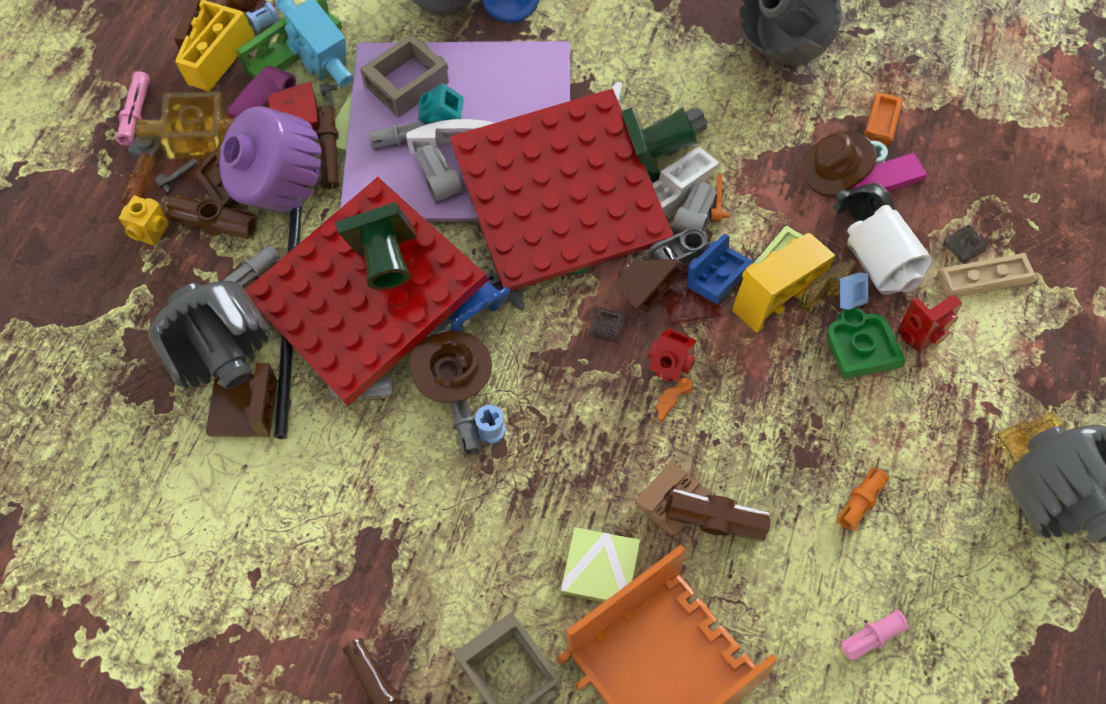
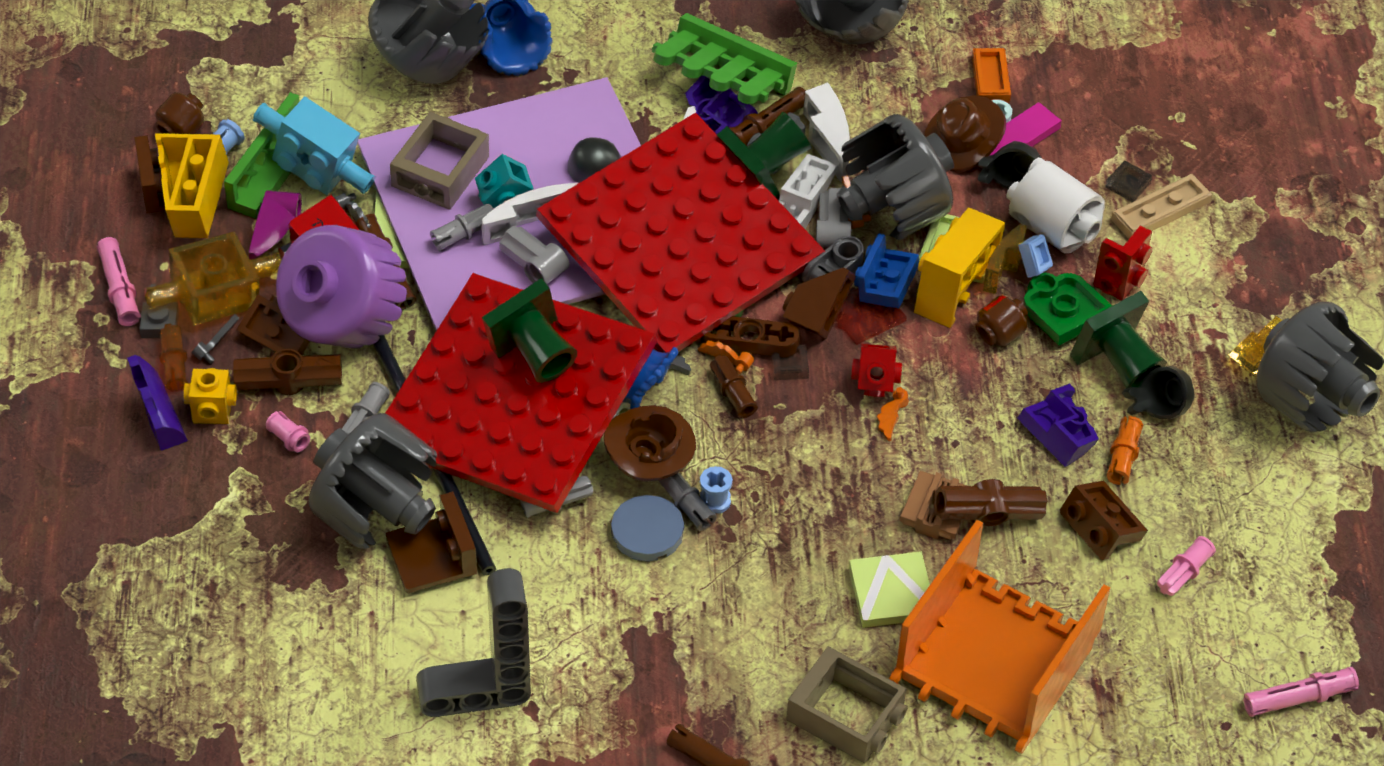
camera: 25 degrees left, 10 degrees down
(101, 215) = (157, 404): none -> dark purple slope
(189, 270) = (294, 437): none -> bright pink pin
(215, 528) = (491, 681): none -> dark grey beam
(422, 439) = (647, 527): none -> sand blue tile
(522, 101) = (590, 157): none -> pearl dark grey hair
(549, 333) = (733, 386): none -> reddish brown axle
(568, 312) = (714, 349): none -> orange piece
(591, 302) = (774, 329): none -> reddish brown beam
(645, 89) = (717, 107): none -> dark purple slope
(676, 50) = (736, 56): none -> bright green fence
(702, 101) = (760, 122): none -> reddish brown pin
(726, 129) = (827, 125): none -> white slope
(759, 187) = (899, 172): none -> dark grey piece
(800, 342) = (1001, 321): none -> reddish brown head
(814, 455) = (1060, 425): none -> dark purple slope
(815, 560) = (1101, 518): none -> reddish brown bracket
(897, 398) = (1116, 336): none -> dark green plant
(917, 456) = (1162, 393): none -> pearl dark grey piece

